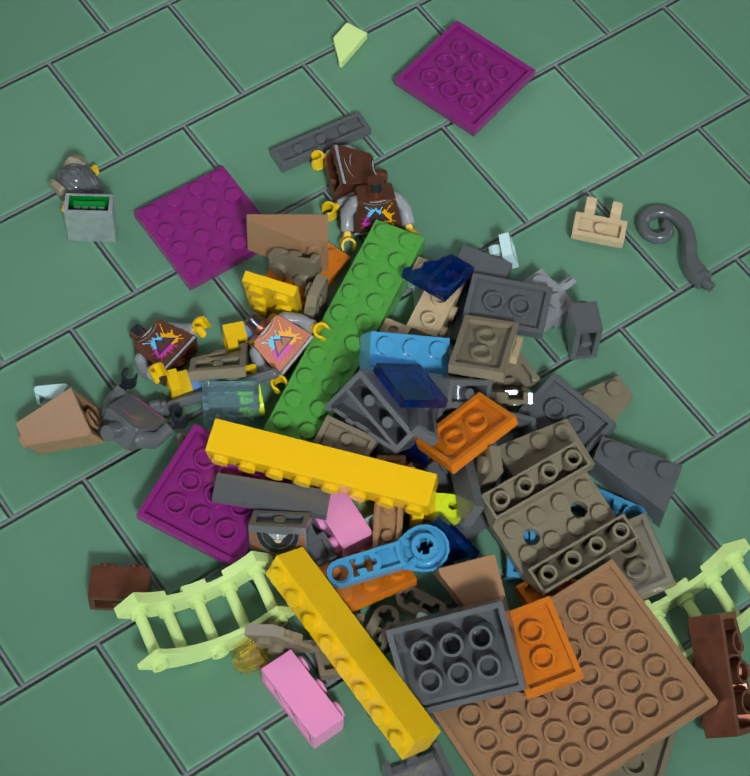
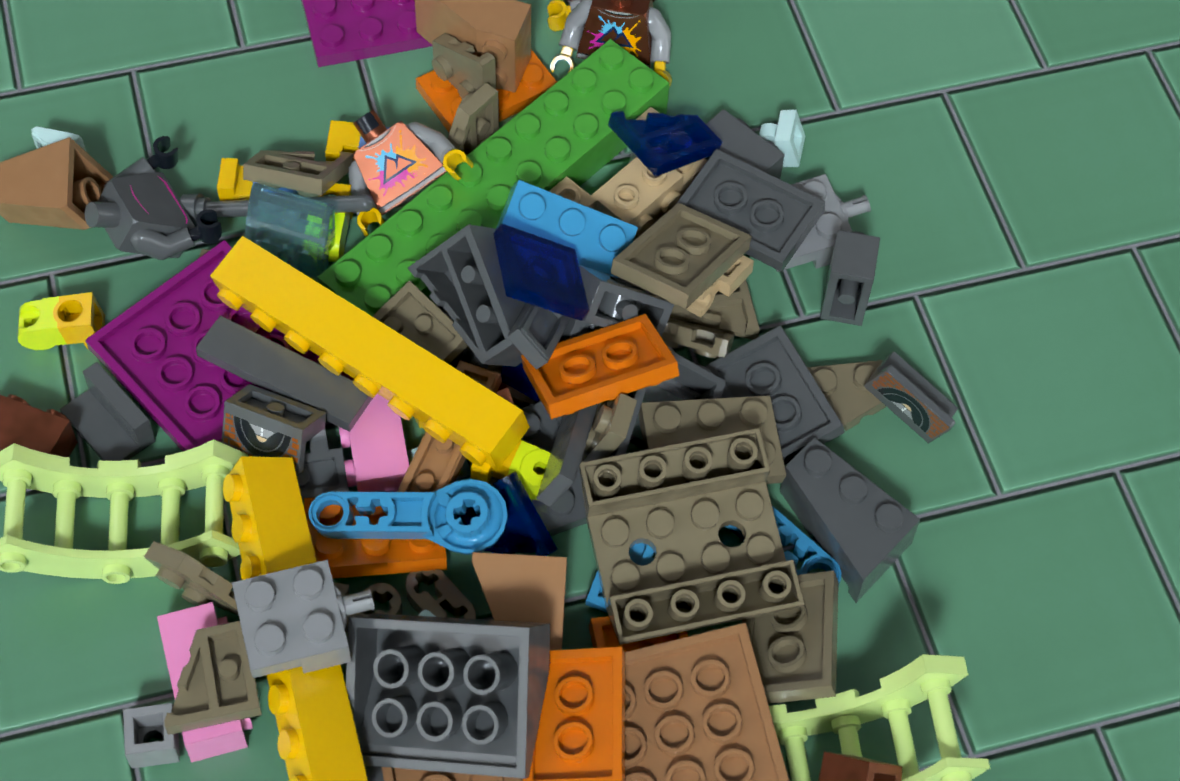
camera: 20 degrees right, 0 degrees up
(108, 508) = (59, 321): none -> leg
(166, 347) = (242, 126): torso -> none
(168, 558) = (108, 418): none -> dark grey panel
(250, 658) = (153, 597): clear yellow hat -> none
(271, 295) = (407, 93): yellow plate -> none
(288, 731) = (141, 726): none -> light grey plate
(319, 693) = (215, 682): none -> dark tan wing
(358, 641) = (296, 619): none -> light grey plate
(600, 229) = (939, 147): tan plate -> none
(646, 393) = (912, 398): none -> panel
(691, 265) = (1059, 239): dark grey plant -> none

